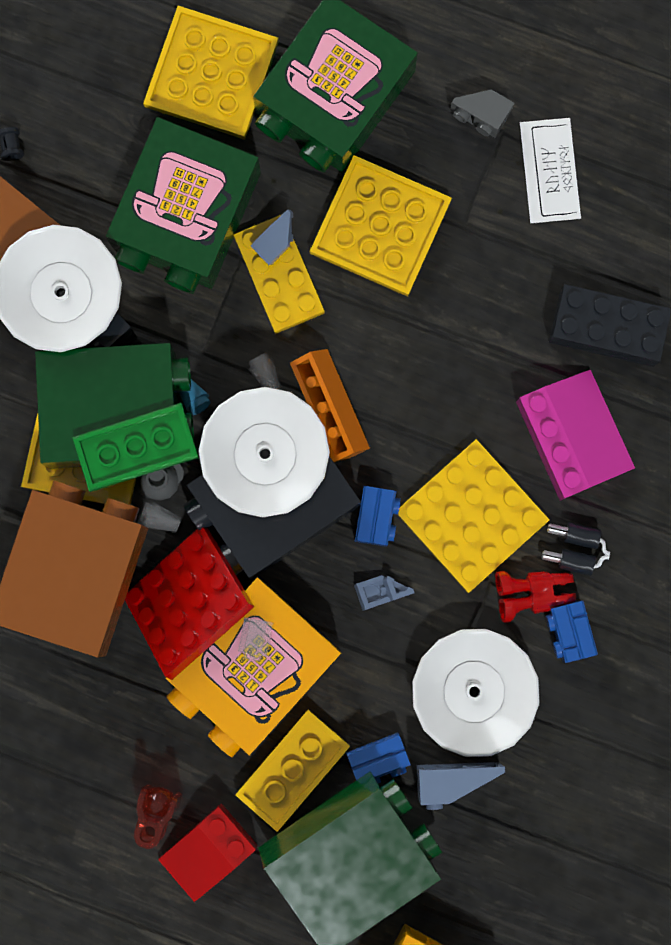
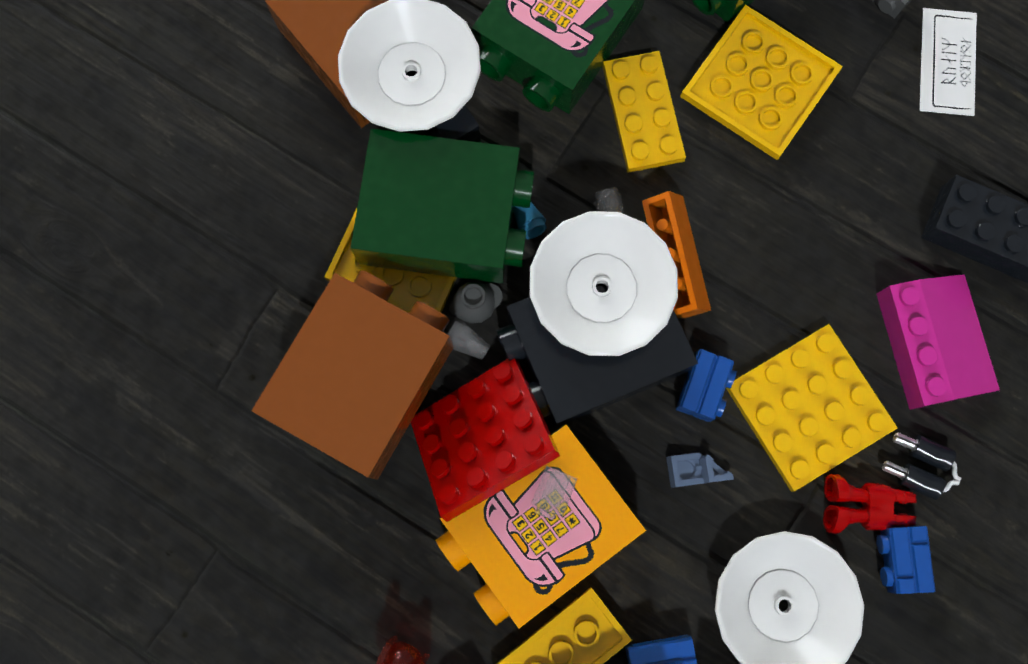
camera: 10 degrees right, 5 degrees down
(135, 447) = (459, 251): green tile -> none
(275, 239) = (649, 70): sand blue slope -> none

